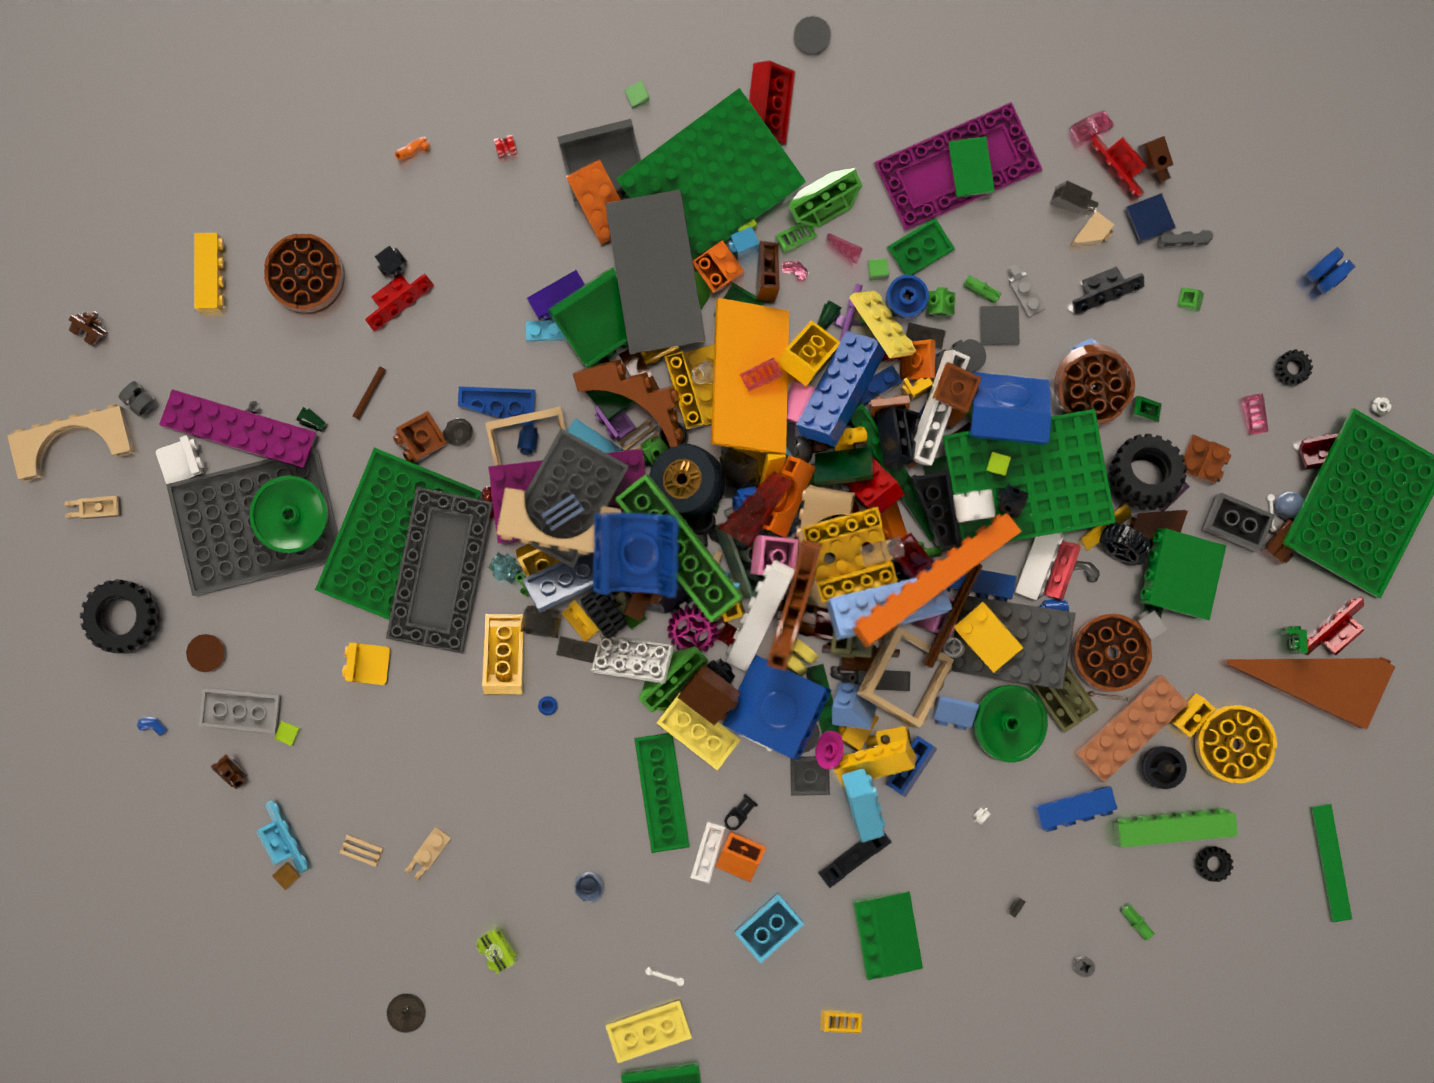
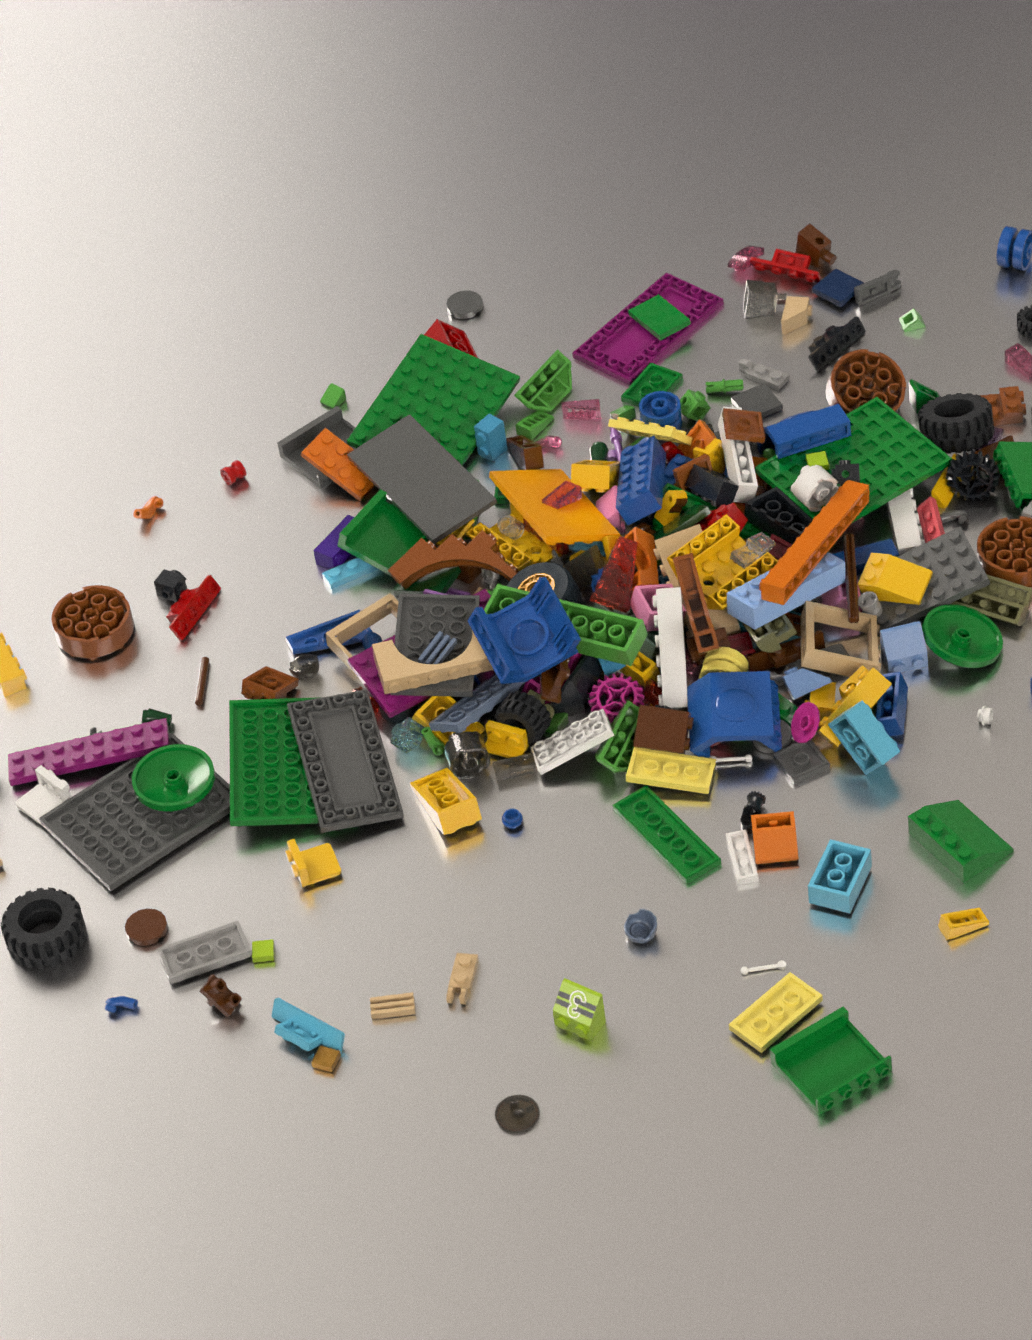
camera: 15 degrees left, 40 degrees down
(718, 267) = (481, 460): orange slope -> none
(852, 859) = (889, 792): black slope -> none

